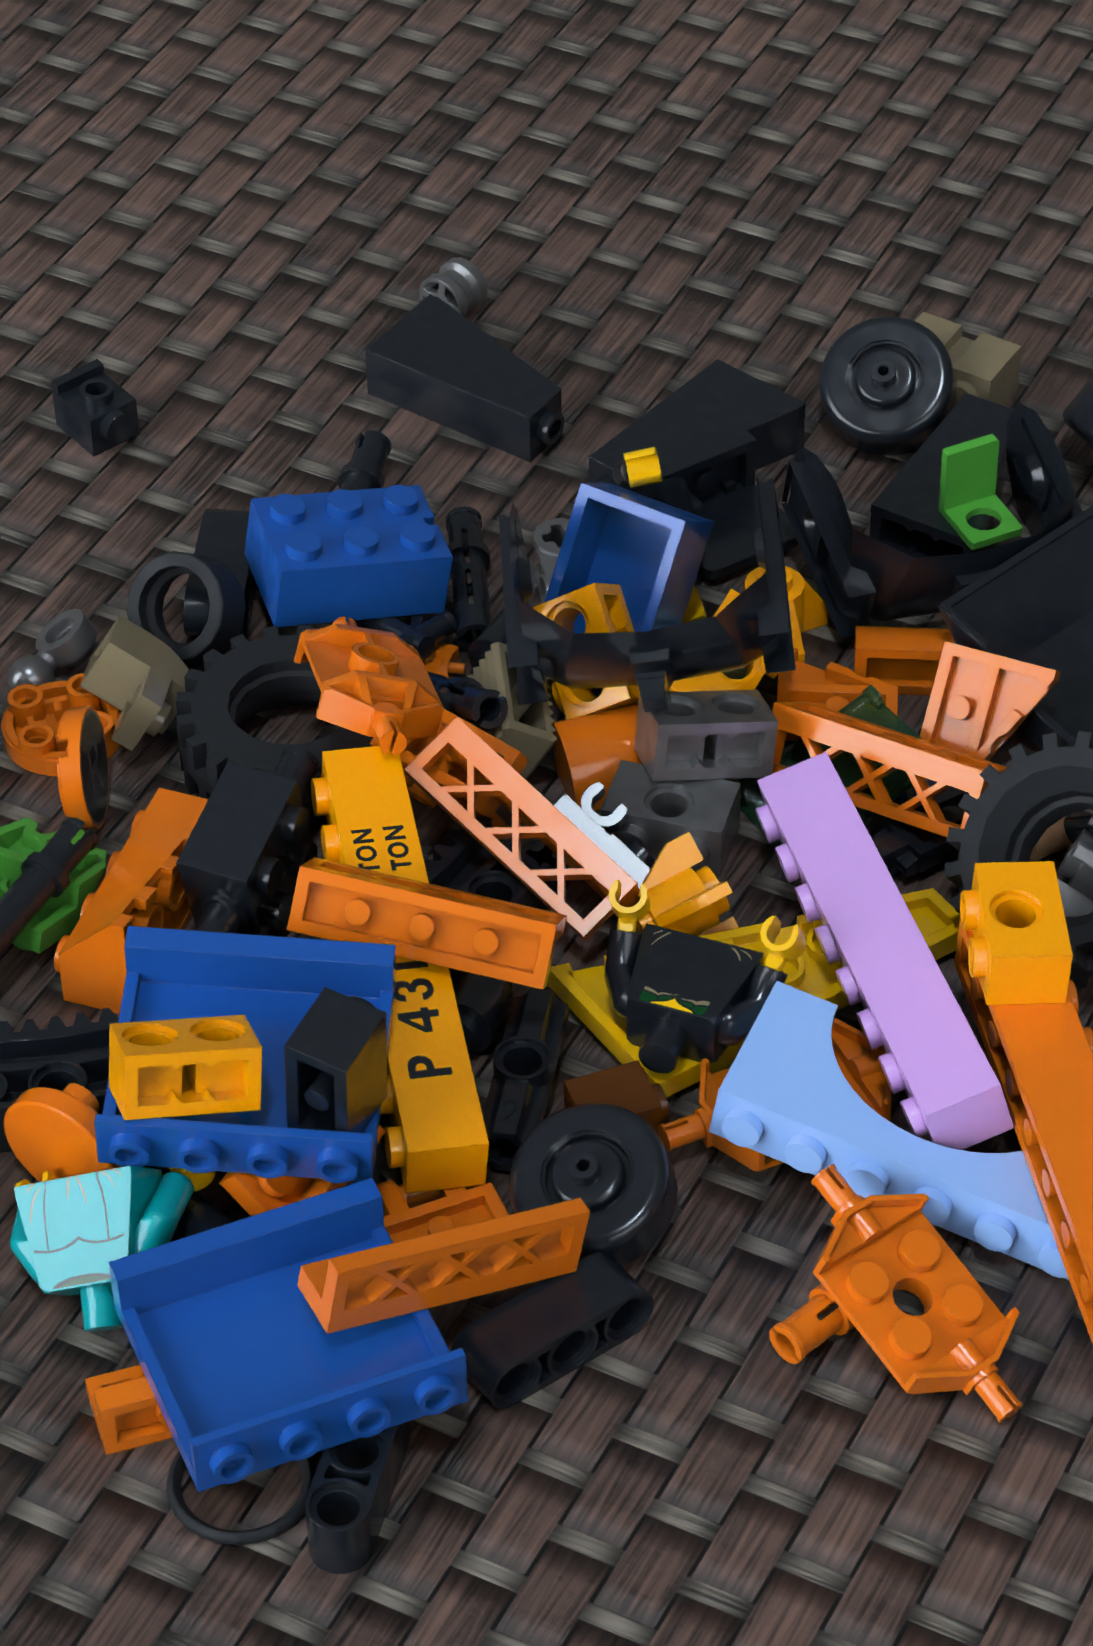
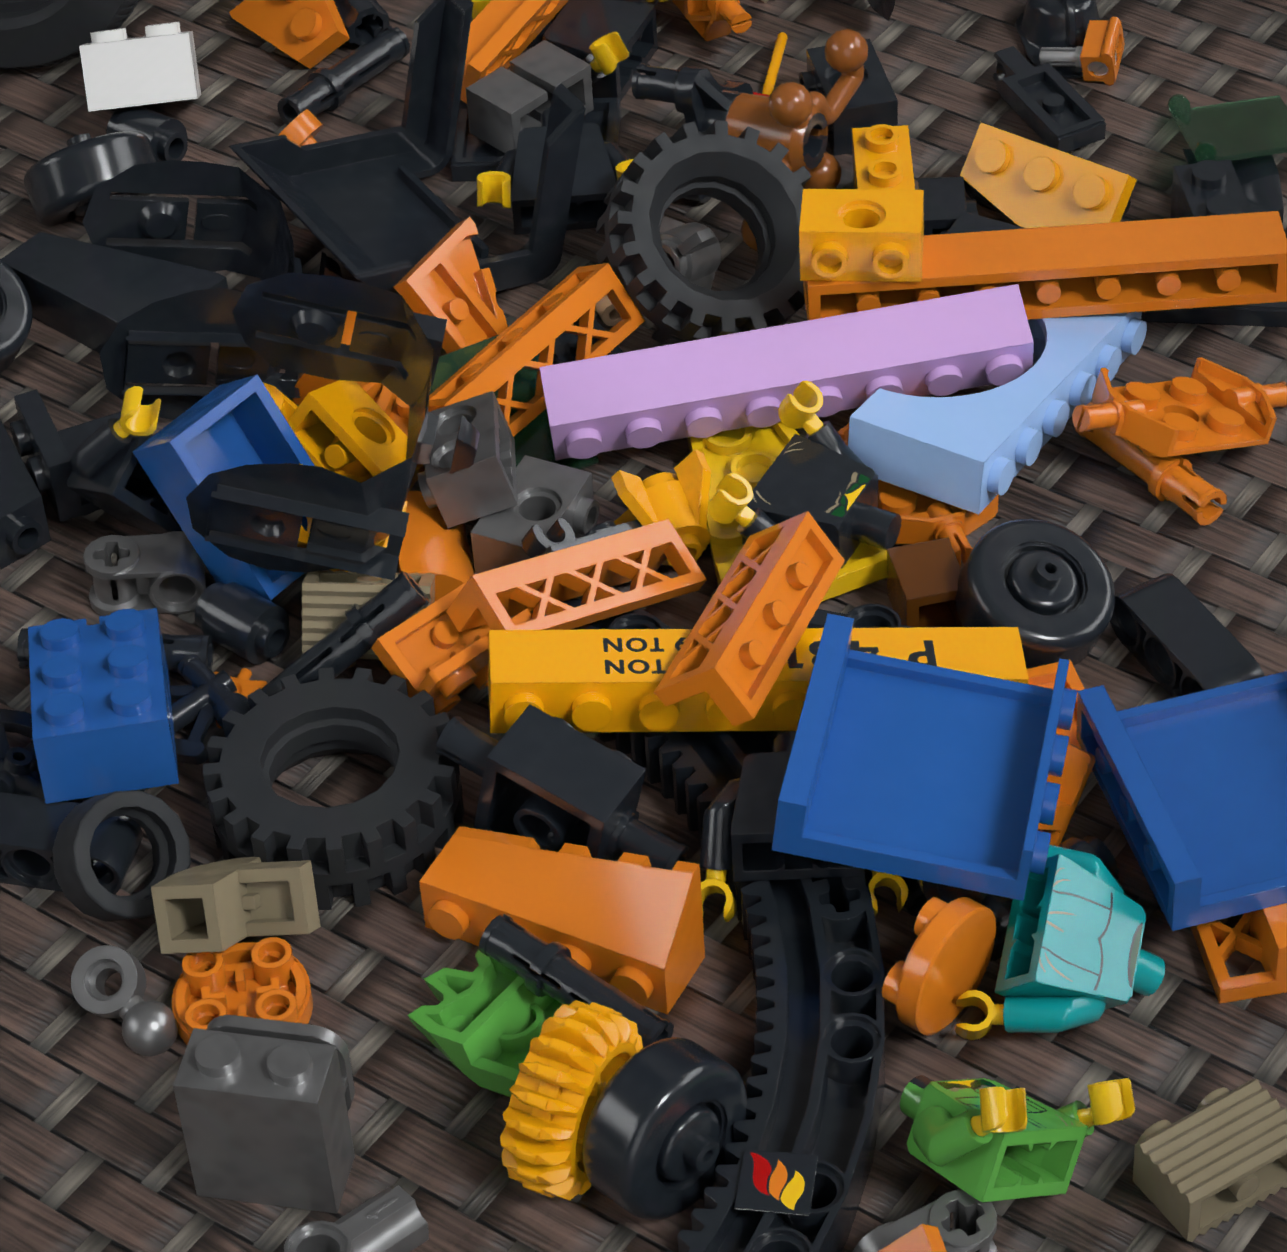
camera: 80 degrees left, 0 degrees up
(84, 768) = (369, 942): tile -> none
(185, 1067) = (969, 777): light orange brick -> none
(336, 1065) = (1004, 653): black brick -> none
(371, 683) = (374, 645): orange plate -> none
(445, 1266) = (1176, 660): orange fence -> none
(970, 490) = (176, 262): bright green bracket -> none

